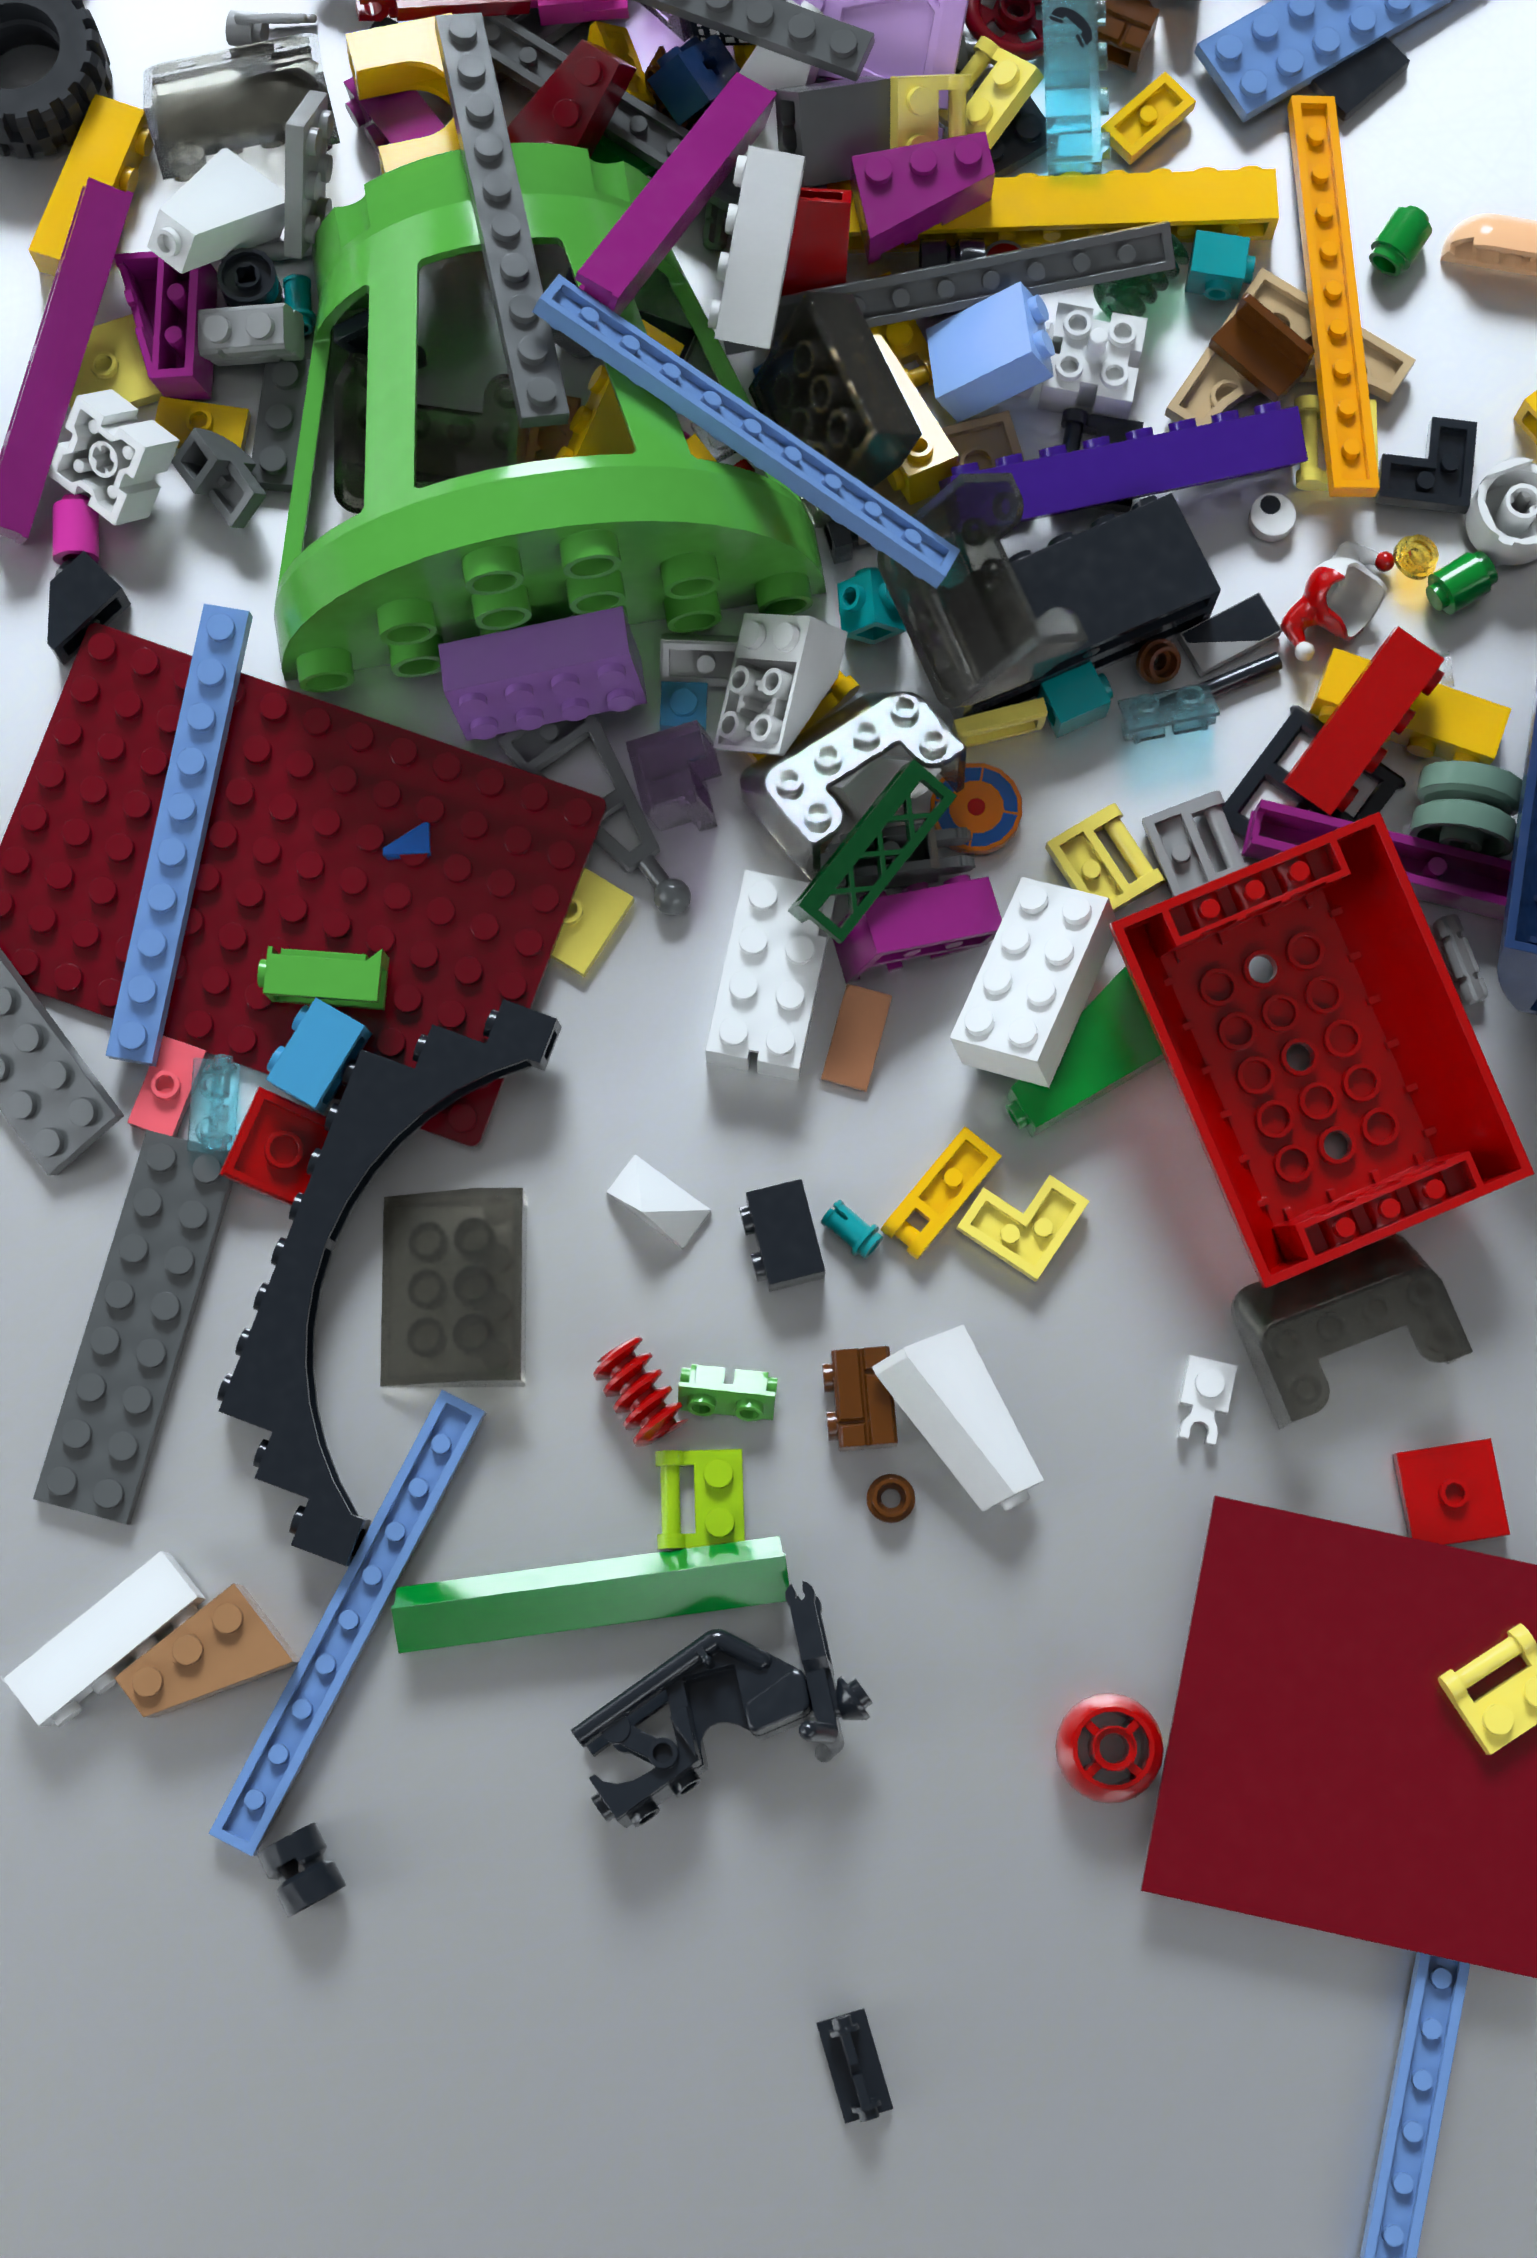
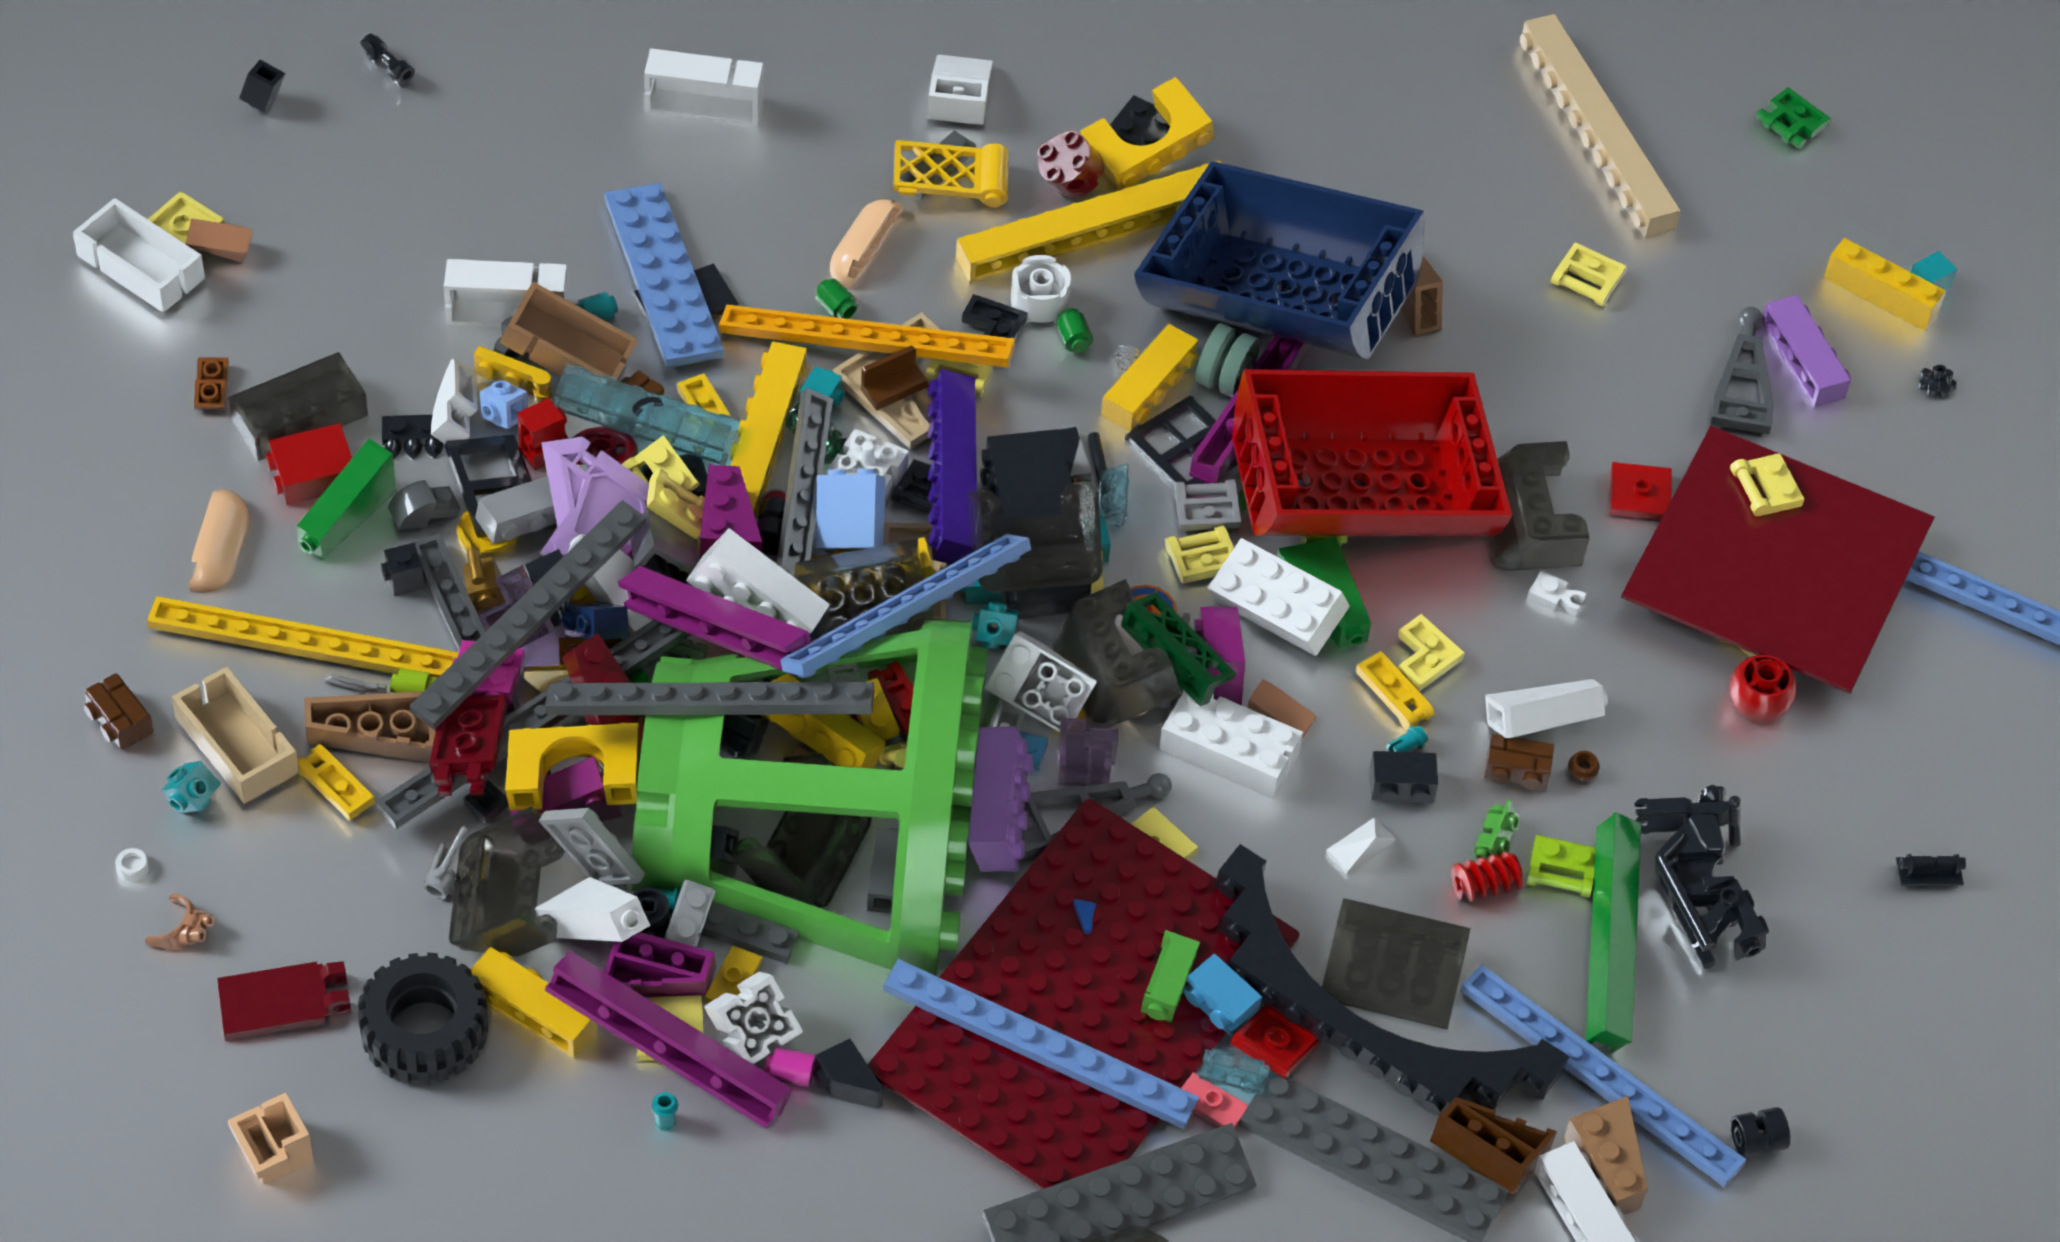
camera: 80 degrees left, 25 degrees down
(179, 1485) = (1491, 1144): none -> reddish brown wedge
(222, 472) = (789, 961): dark grey brick -> none
(1272, 517) = (997, 413): white tile -> none
(1338, 597) = (1064, 391): piece -> none
(1364, 720) = (1160, 390): red brick -> none
(1416, 556) = (1049, 348): clear yellow plate -> none

